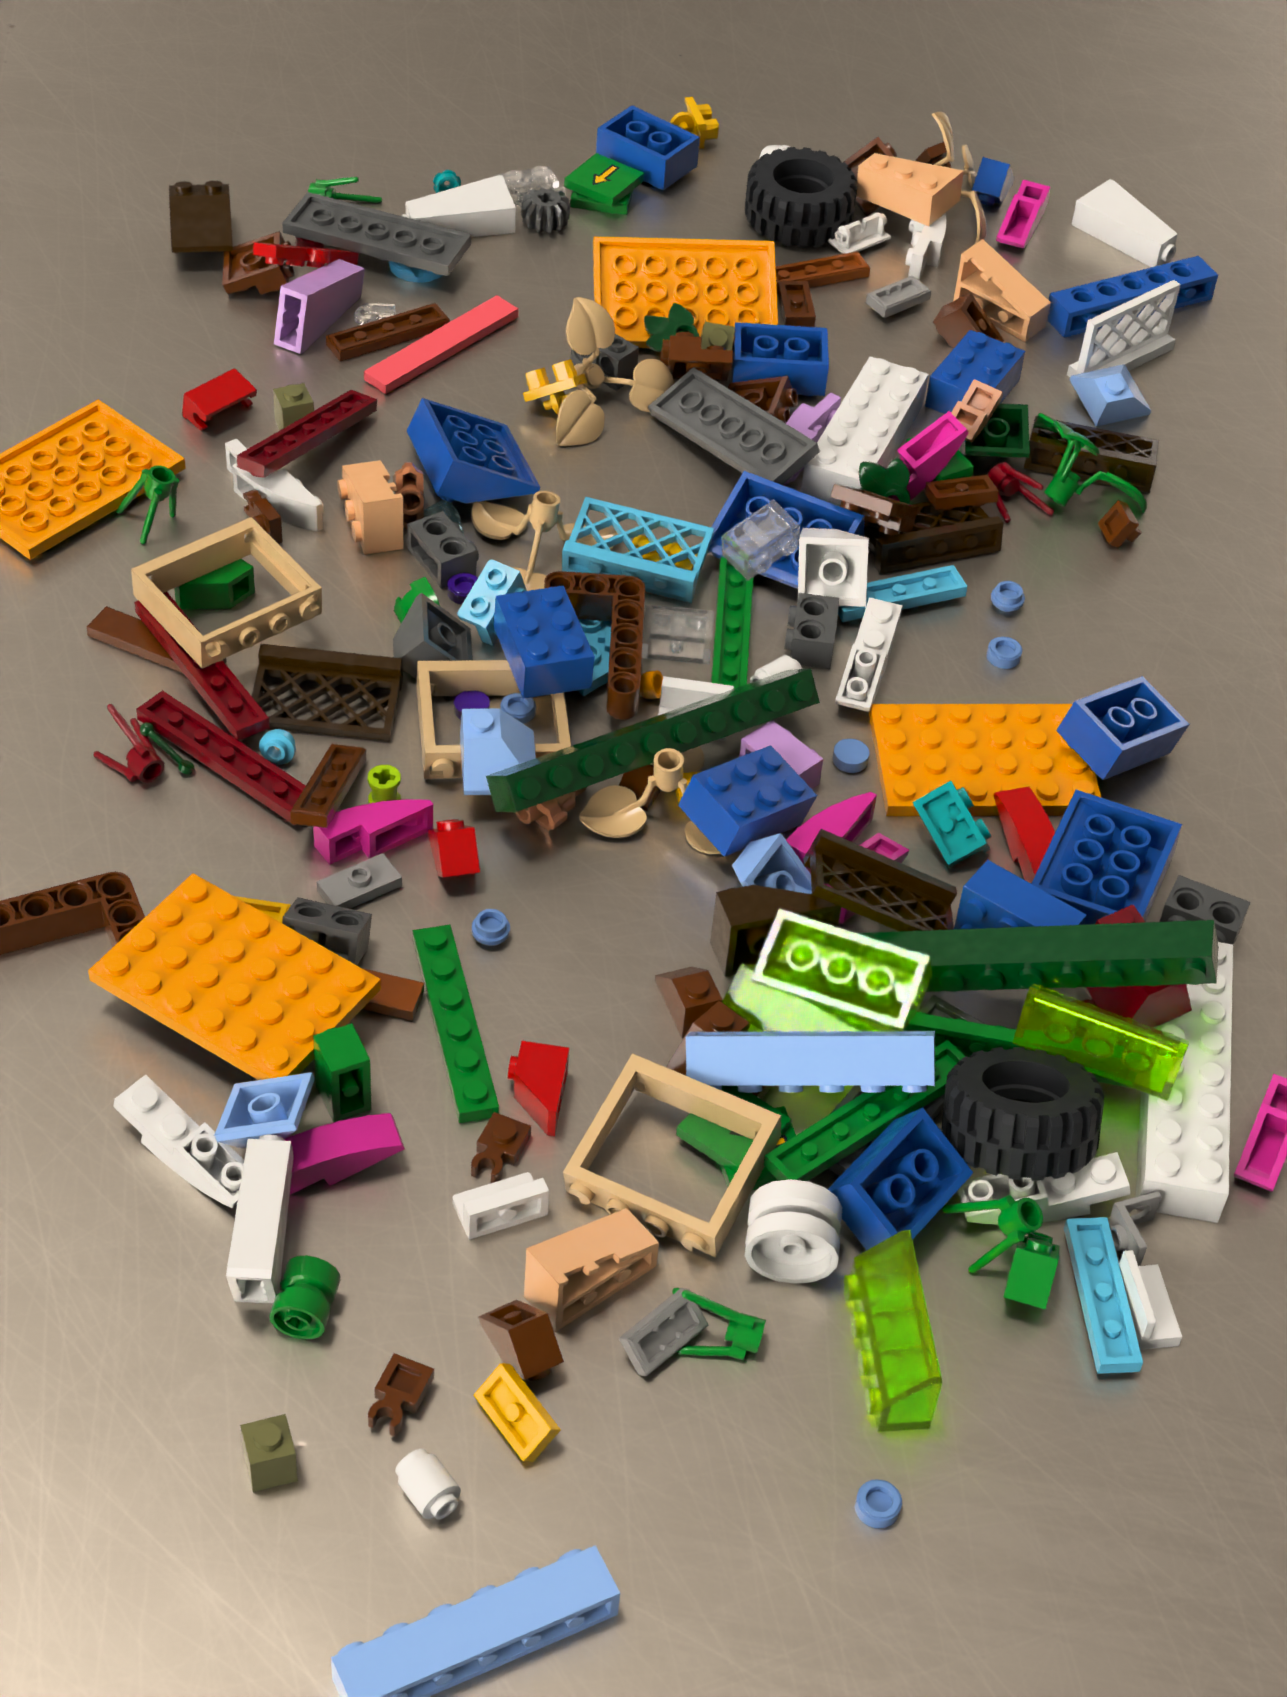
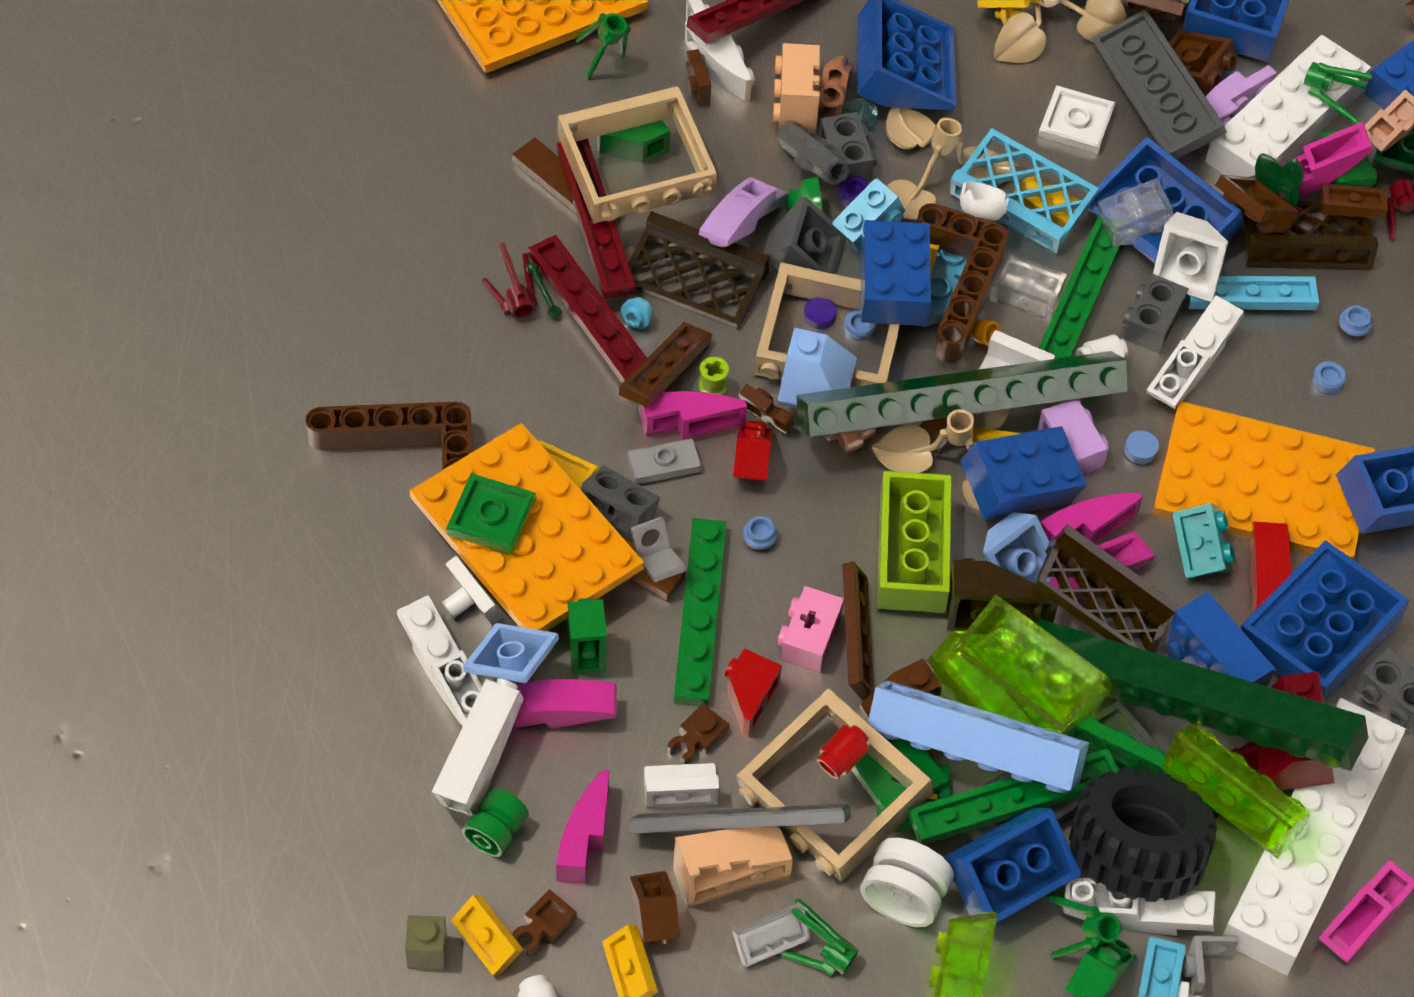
camera: 20 degrees right, 10 degrees up
(189, 1065) = (469, 594): none -> white tile
(192, 969) = (491, 513): none -> green tile
(337, 1424) = (487, 935): none -> yellow plate
(358, 622) = (740, 211): none -> lavender slope
(395, 977) = (659, 558): none -> light grey bracket
(411, 557) = (813, 153): none -> dark grey piece
(412, 1281) = (584, 831): none -> dark pink slope
(449, 805) = (762, 406): none -> reddish brown plate
(584, 1007) = (810, 646): none -> bright pink brick
(584, 1214) = (740, 818): none -> tile
(606, 560) = (983, 201): none -> white hair
(634, 996) = (858, 630): none -> reddish brown tile
(661, 480) = (1076, 119): none -> white tile
(661, 894) = (914, 542): none -> lime brick
(676, 1111) = (843, 751): none -> red brick
(687, 995) = (904, 640): reddish brown slope -> none
(890, 387) = (1322, 77): none -> green plant

